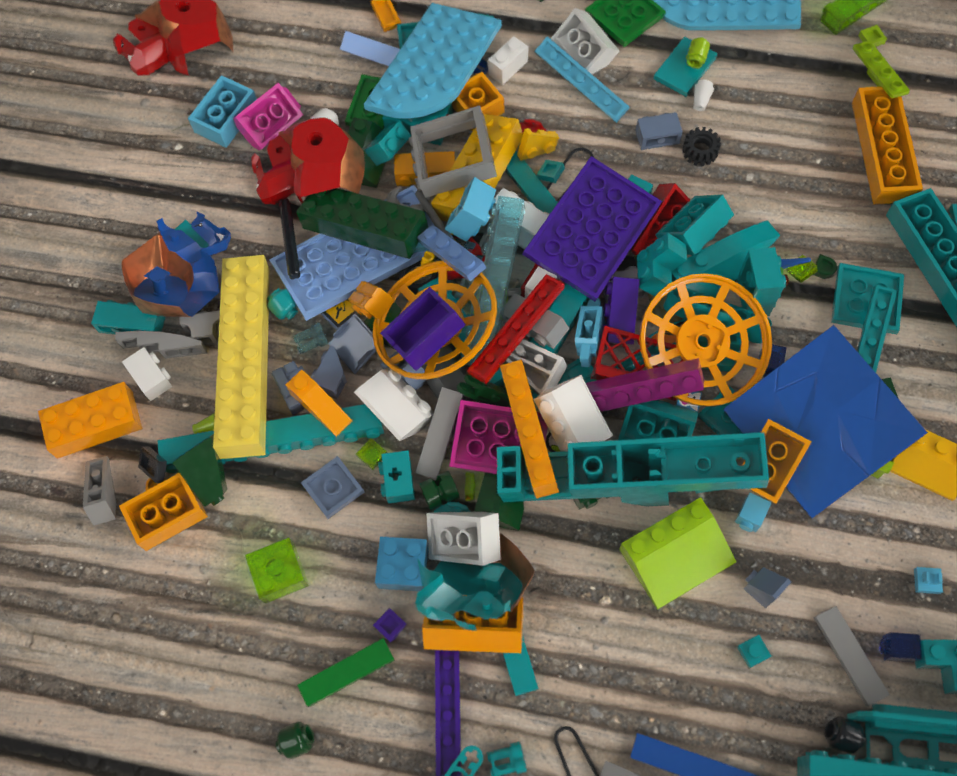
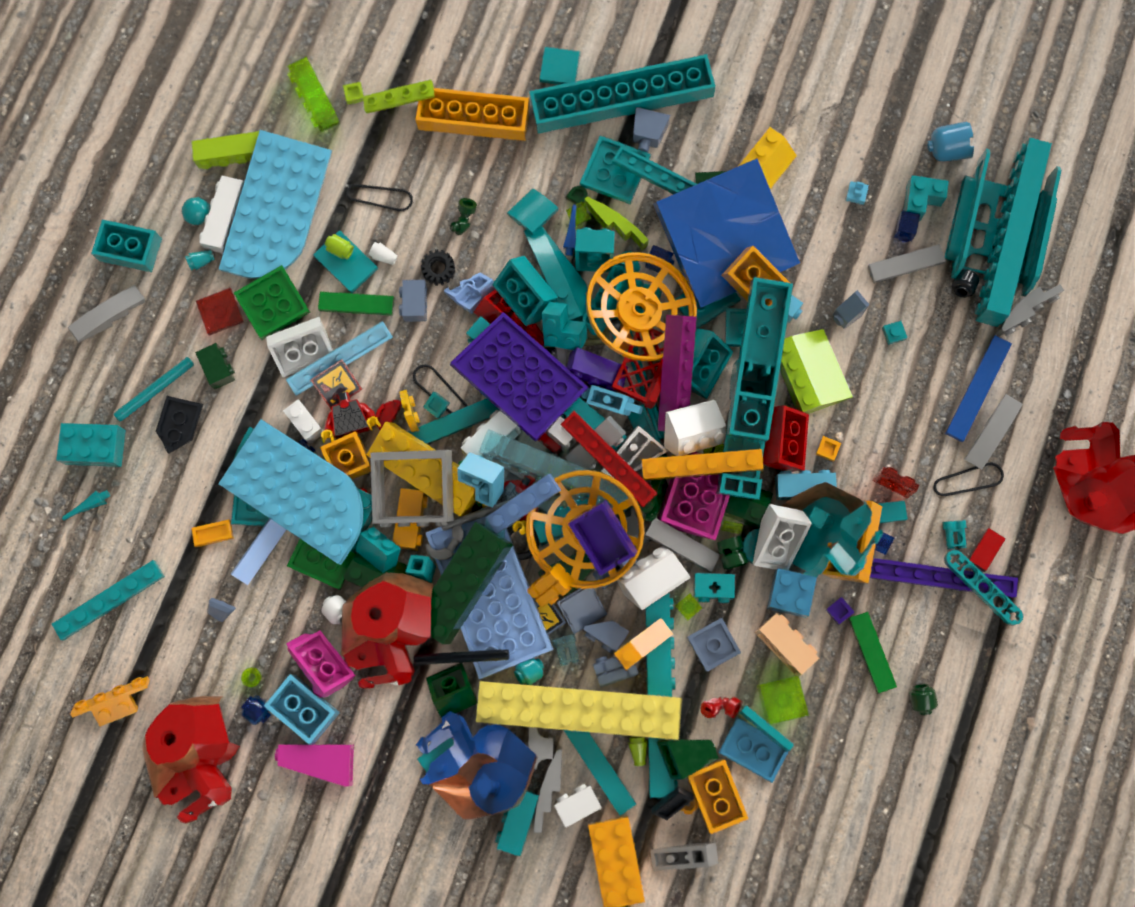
camera: 80 degrees left, 10 degrees up
(176, 139) = (324, 762): none -> dark pink slope
(182, 397) = (601, 770): none -> teal tile
(220, 69) = (254, 710): none -> clear blue head
(220, 550) = (753, 750): none -> dark azure tile
(238, 557) = (766, 728): none -> teal tile
(252, 69) = (245, 677): none -> clear neon green plate
(255, 235) = (451, 690): none -> dark green slope
(262, 496) = (713, 707): none -> red arm
(312, 29) = (219, 609): none -> sand blue piece
(339, 563) = (787, 644): none -> light nougat brick
(374, 183) = (421, 567): none -> teal brick
(480, 663) = (884, 543): none -> clear blue tile
(519, 94) = (348, 418): none -> torso
(532, 544) = (789, 484): none -> medium azure brick
(552, 79) = (335, 381): none -> piece
(560, 661) = (891, 480): none -> clear red plate
(584, 527) = (787, 440): none -> red brick
(585, 585) = (828, 448): none -> light orange plate
(643, 83) = (356, 303): none -> green tile
(685, 180) = (471, 291): none -> light blue slope
(775, 83) = (382, 188): none -> black piece
(776, 158) = (466, 207): none -> dark green arm
(791, 224) = (533, 211): none -> teal slope
(803, 305) = (611, 219): none -> lime slope
(931, 325) = (649, 128): none -> sand blue torso

